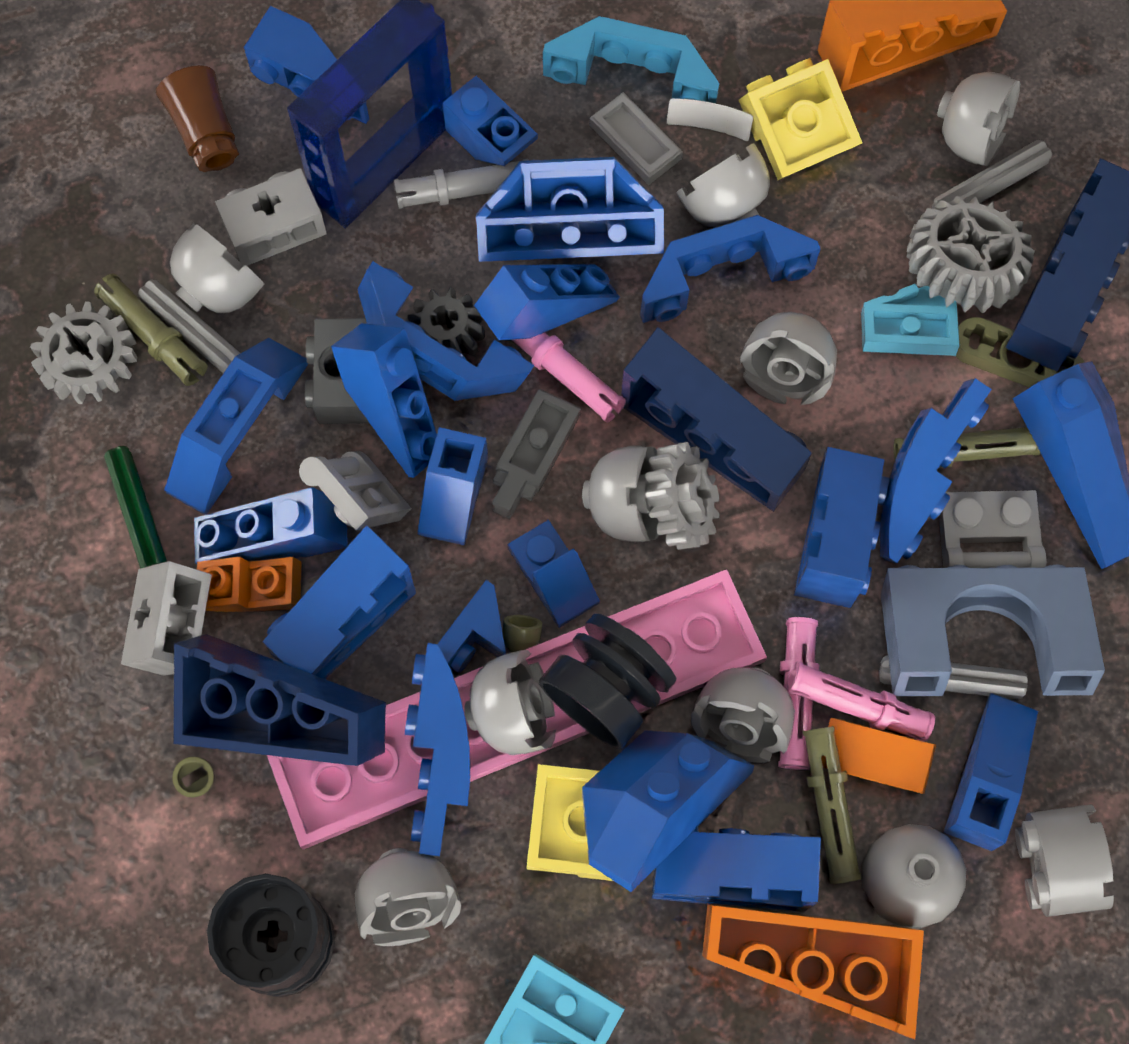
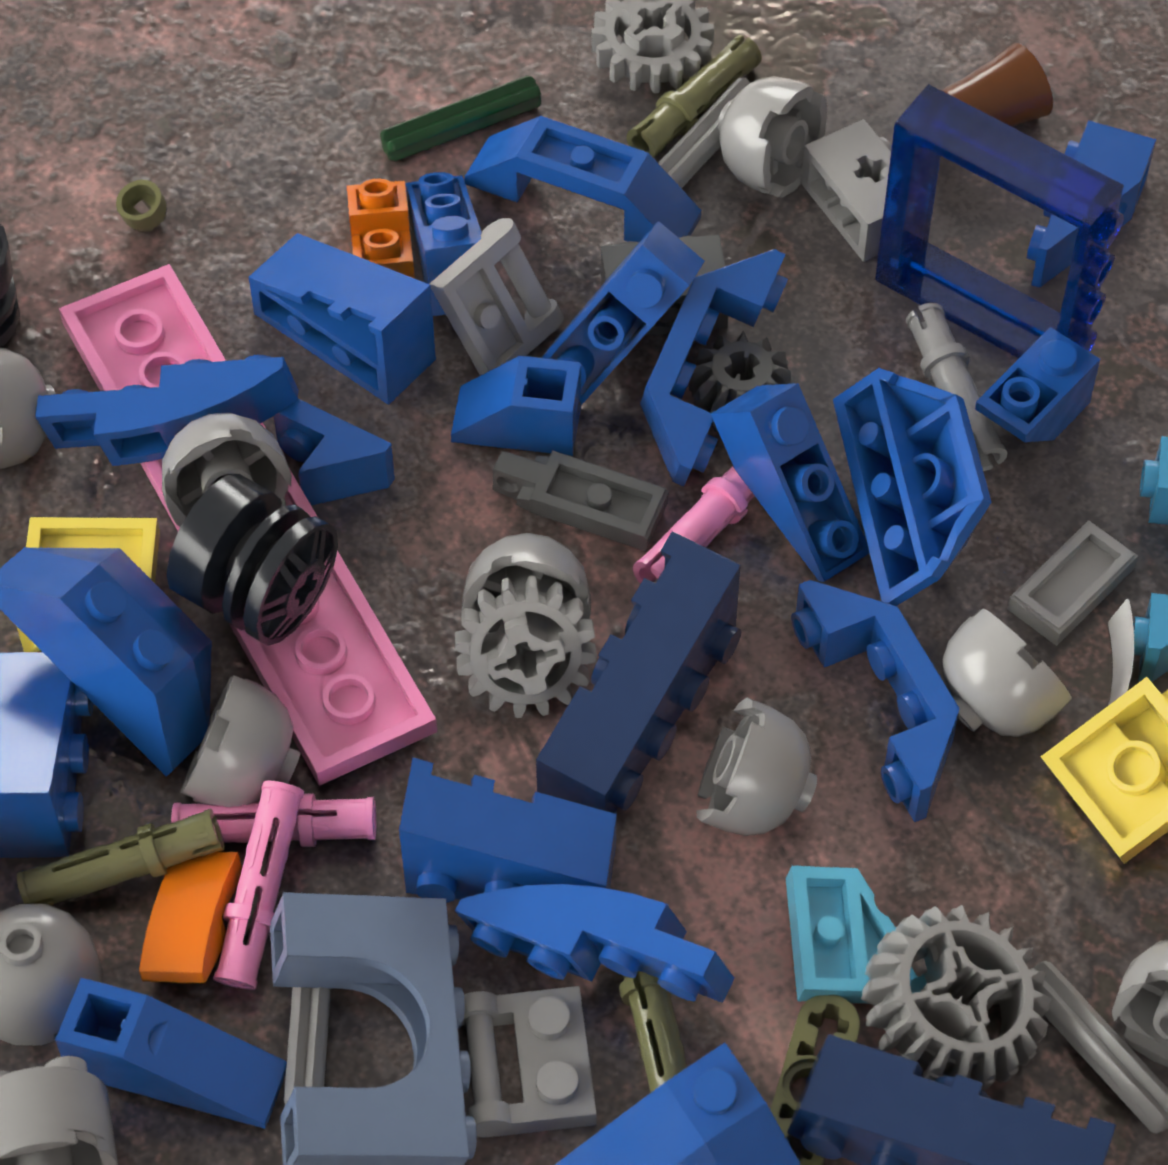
camera: 85 degrees right, 15 degrees down
(164, 610) = (321, 148): light grey brick -> none
(269, 708) = (211, 238): dark blue wedge -> none
(521, 632) = (338, 504): olive hinge -> none
(554, 573) = (419, 538): blue slope -> none

